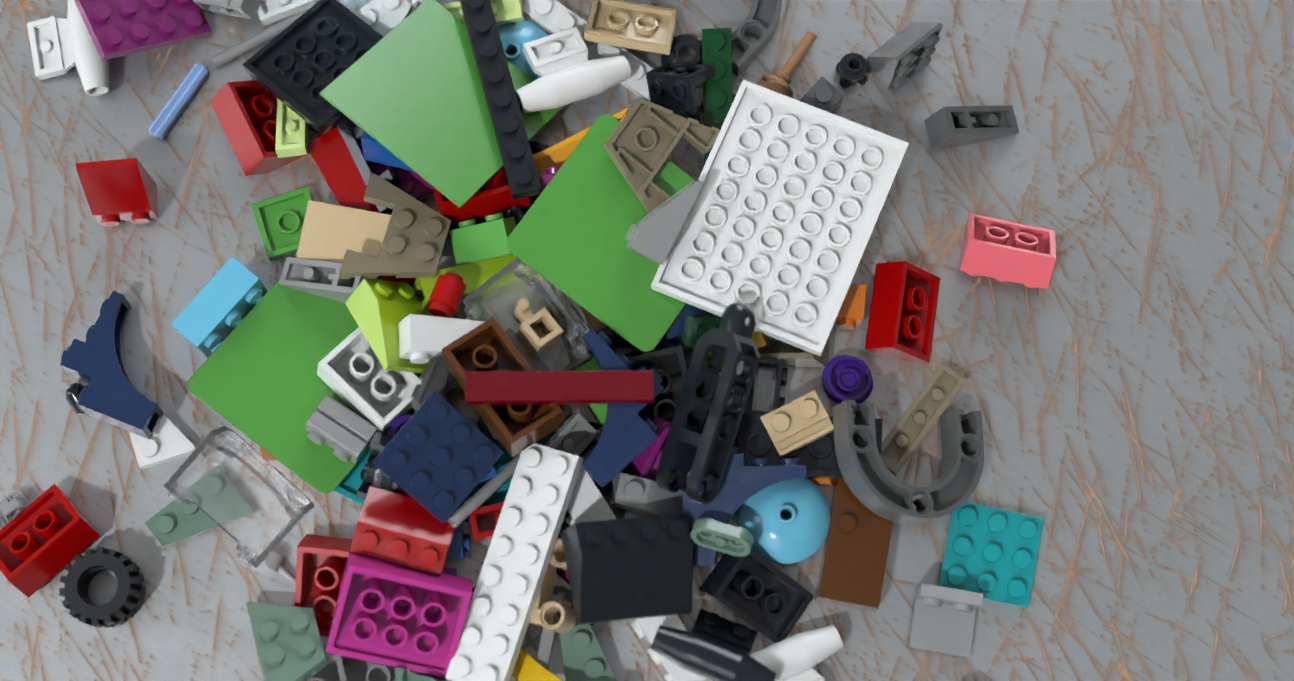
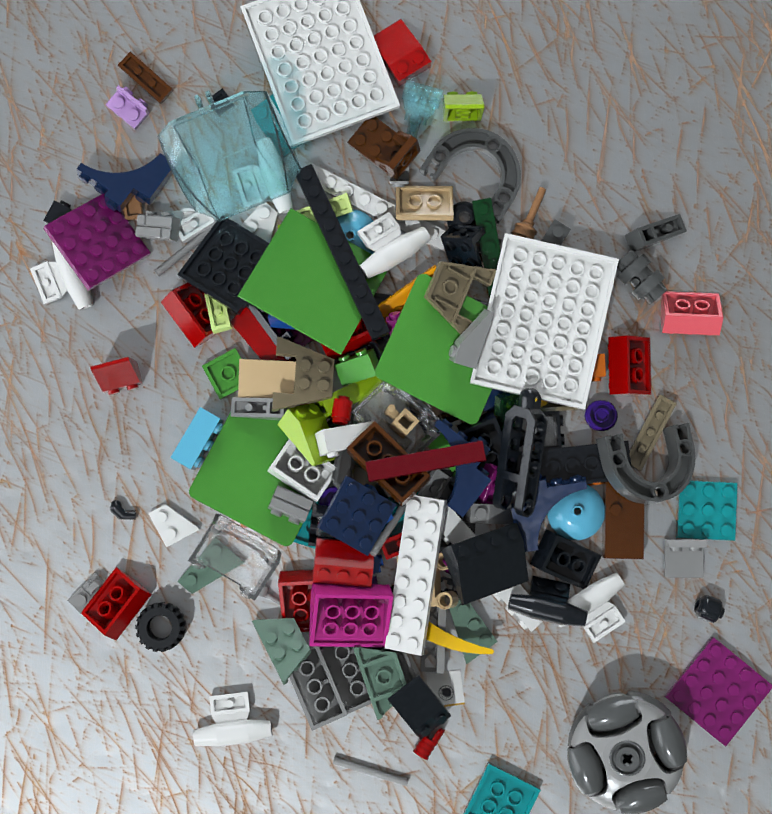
camera: 10 degrees left, 10 degrees up
(101, 365) = (128, 486): dark blue arch -> none
(179, 101) = (139, 303): light blue axle -> none
(722, 537) = (543, 534): sand green plate -> none
(797, 423) = (575, 452): tan plate -> none
(849, 76) = (572, 213): black brick -> none
(904, 53) = (605, 193): dark grey slope -> none
(946, 193) = (646, 283): none -> dark grey piece

